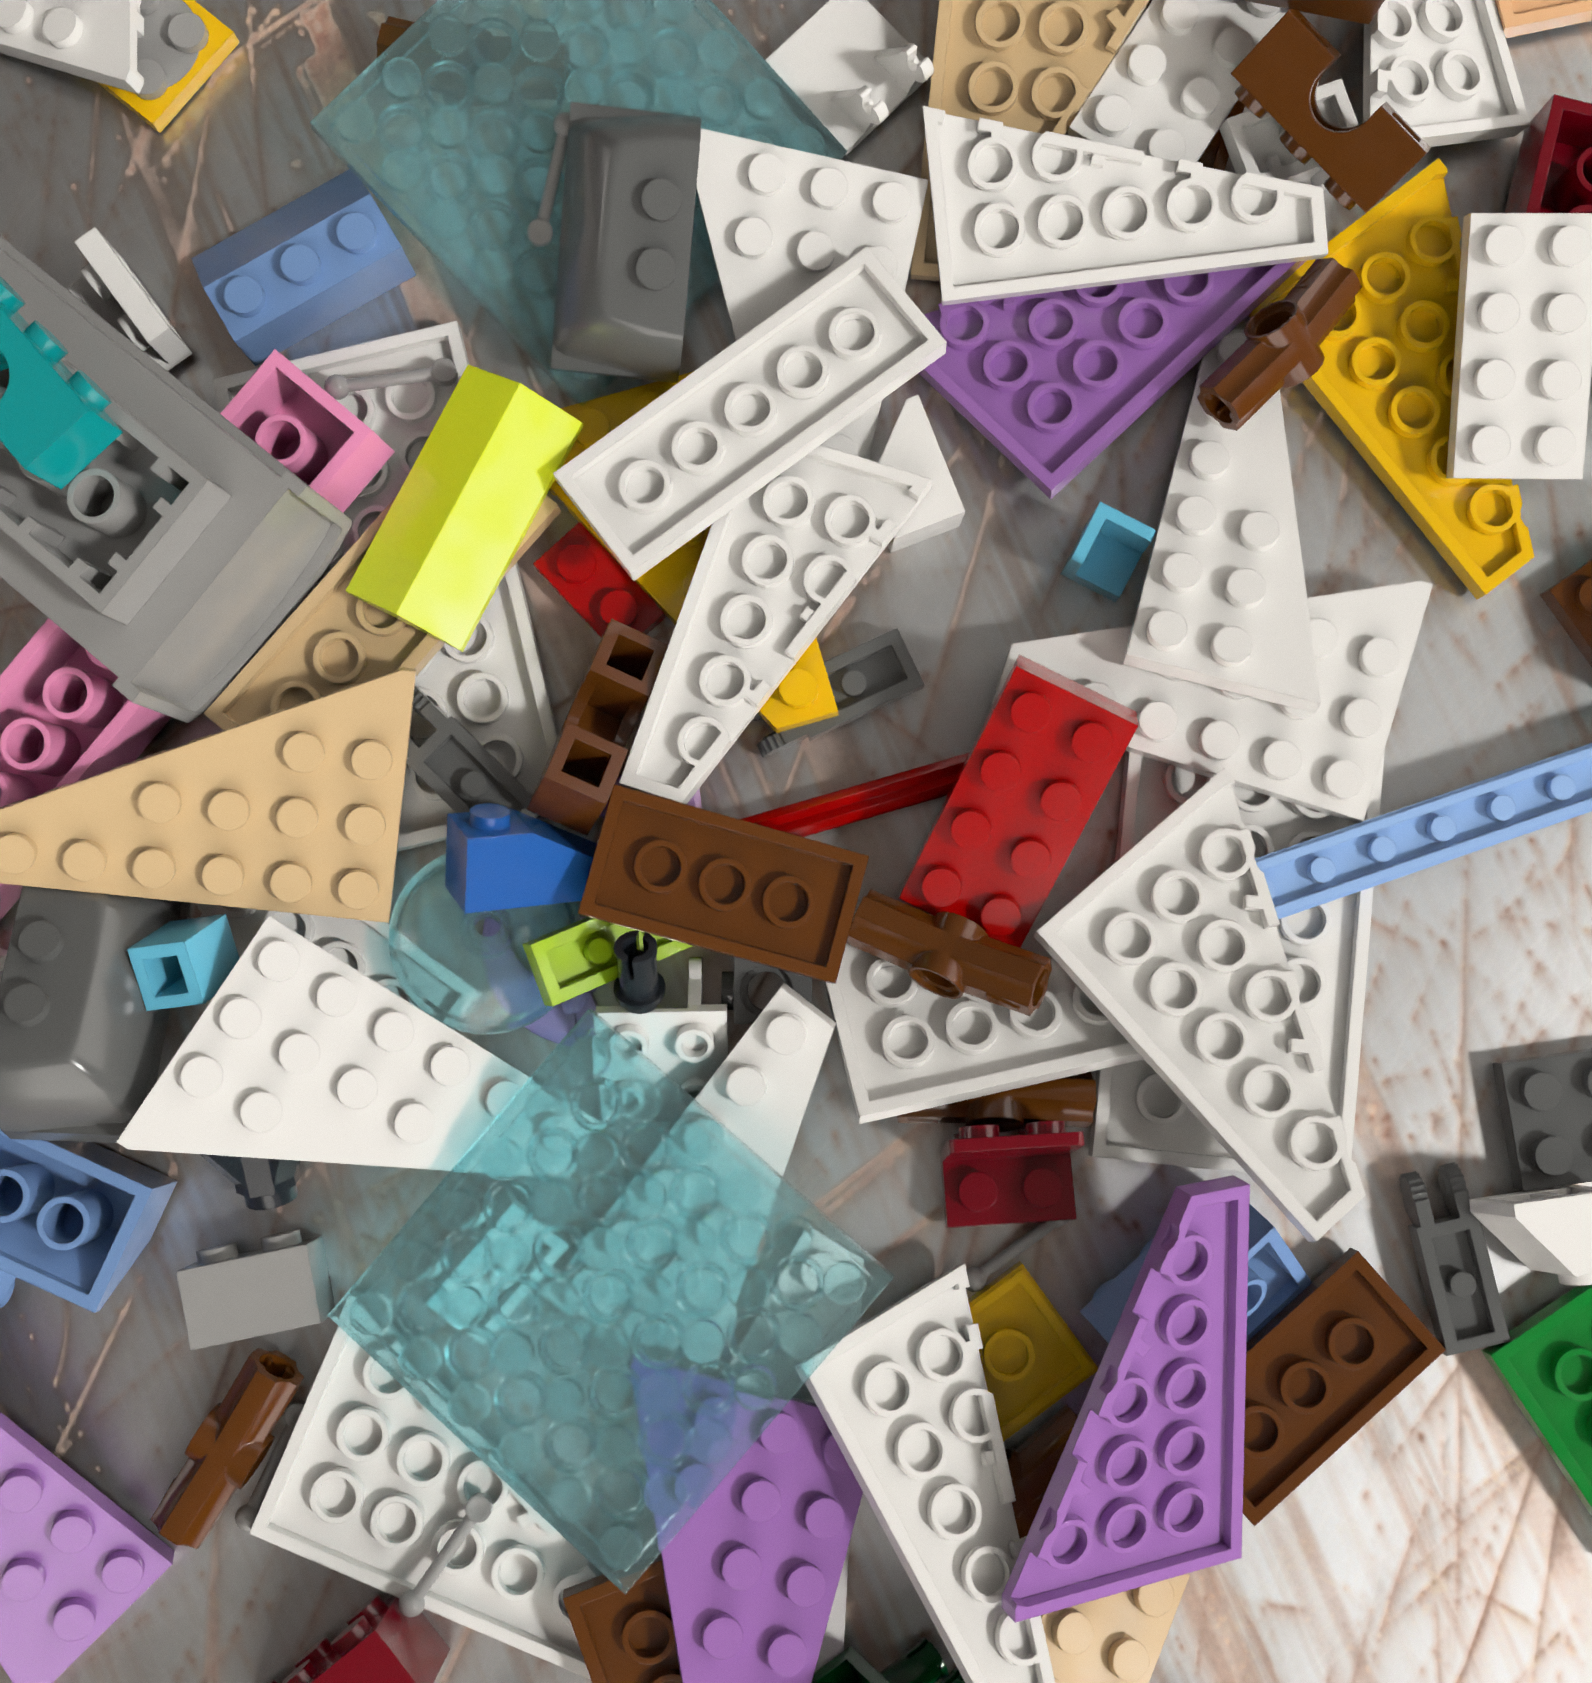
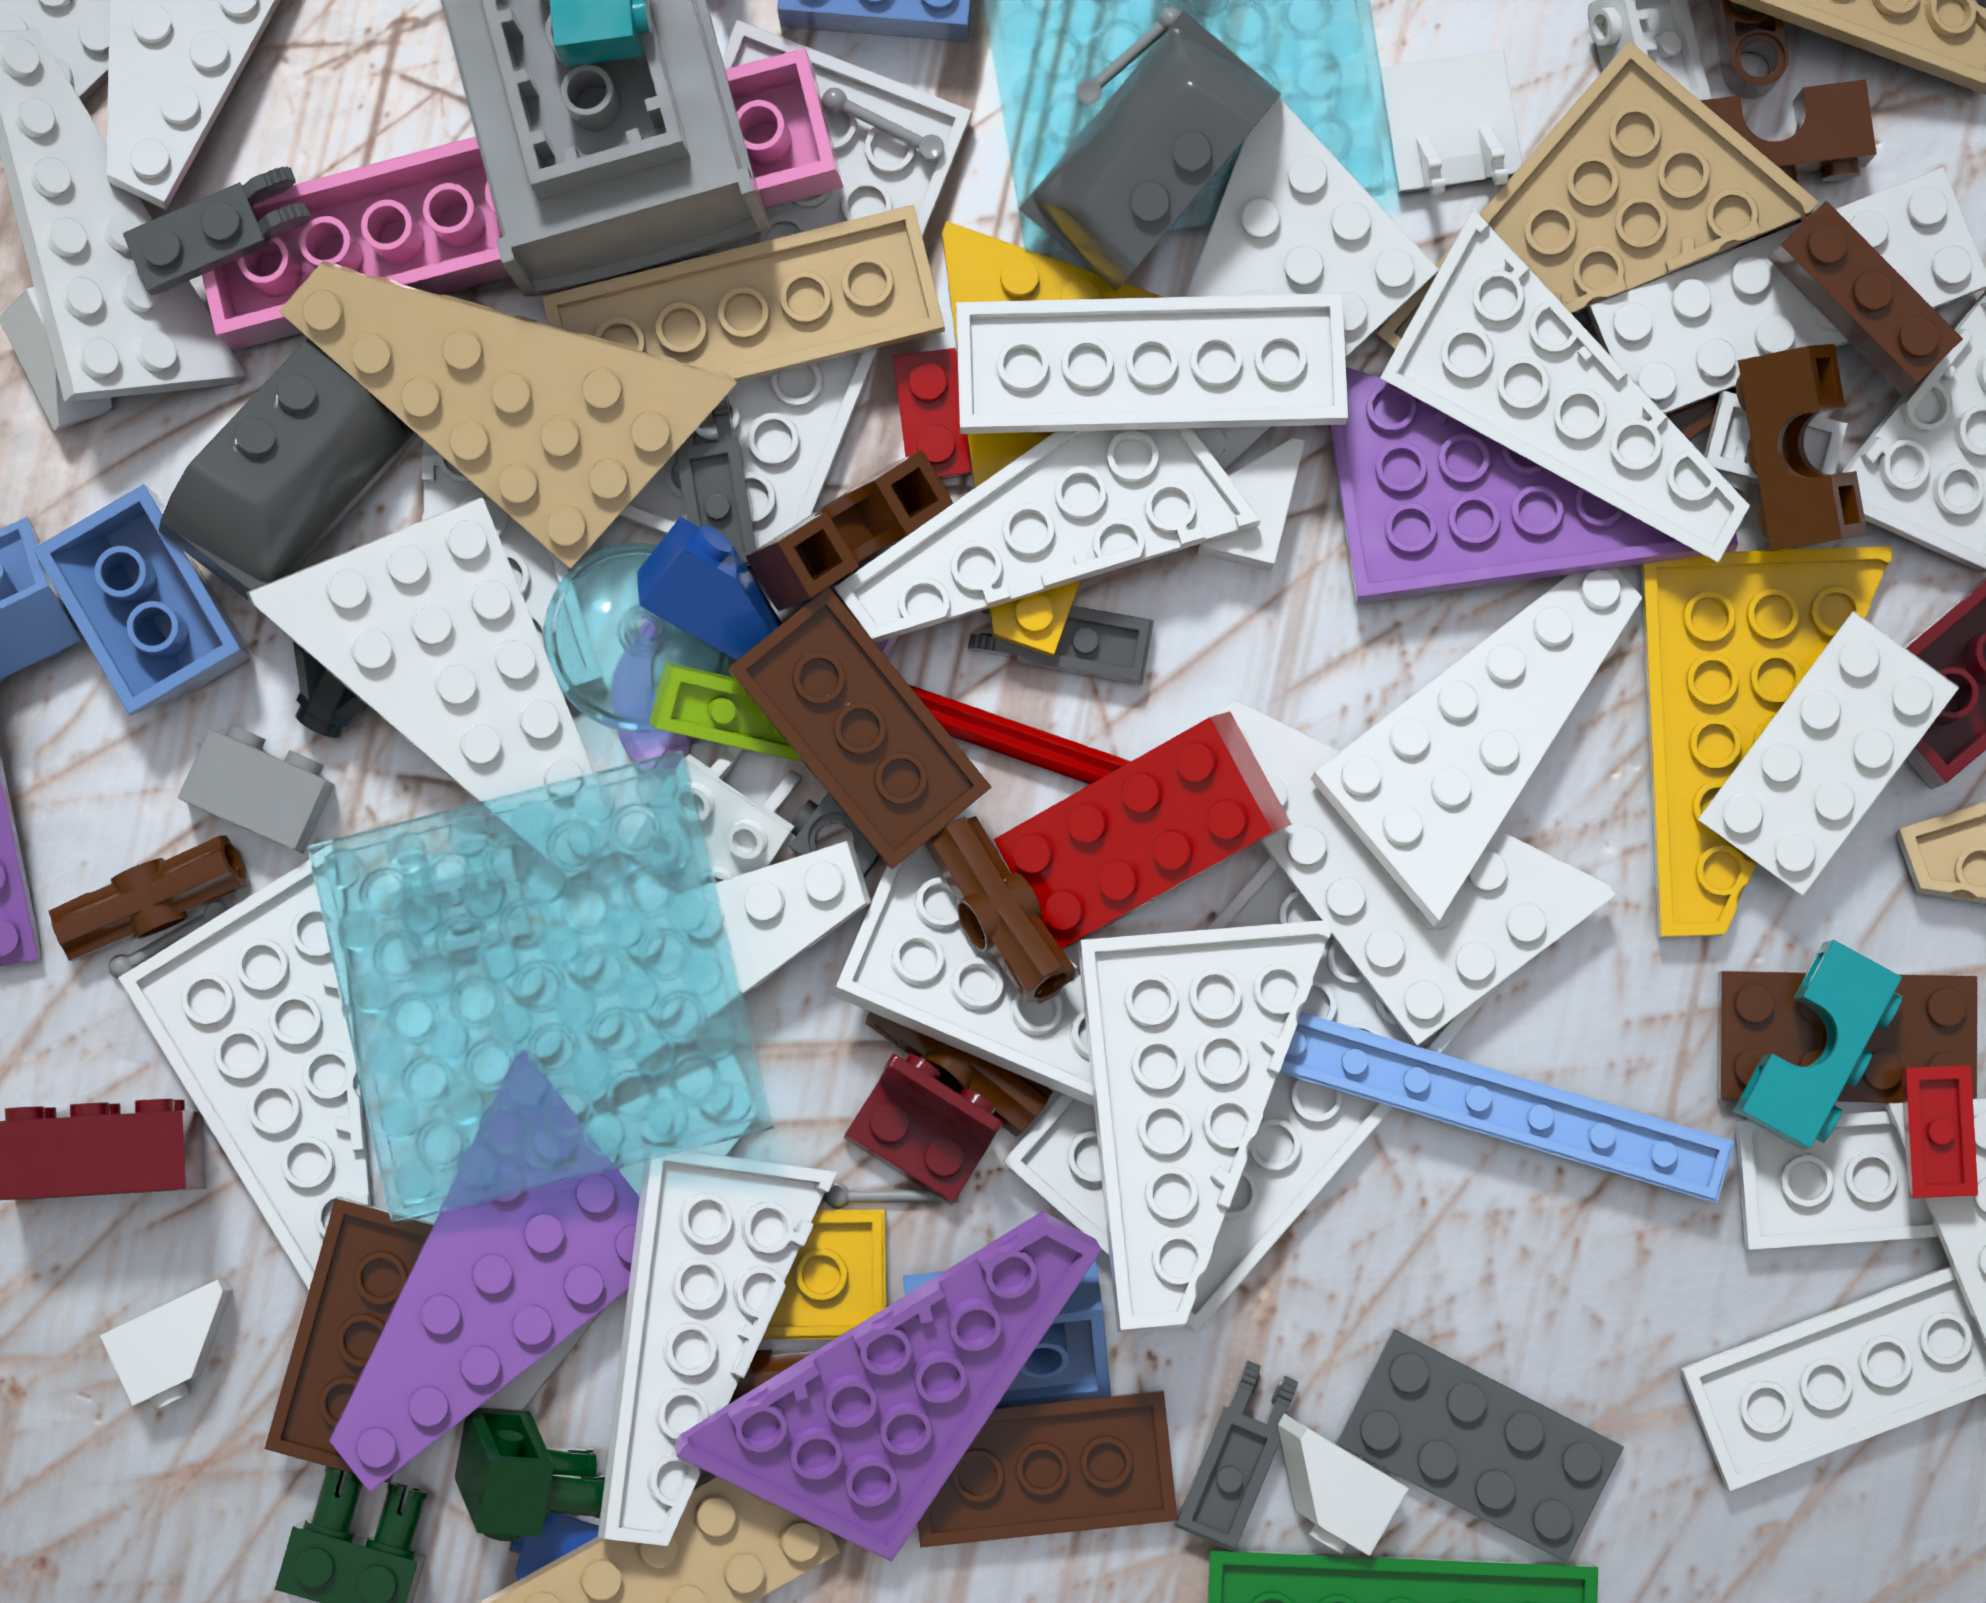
camera: 40 degrees right, 0 degrees up
(184, 961) = (389, 486): medium azure brick -> none
(465, 506) = (868, 276): neon yellow slope -> none
(477, 1510) = (312, 1086): light grey hinge -> none
(638, 983) = (736, 759): black pin -> none
(1108, 551) = (1372, 680): medium azure panel -> none
(1280, 344) = (1630, 609): reddish brown piece -> none

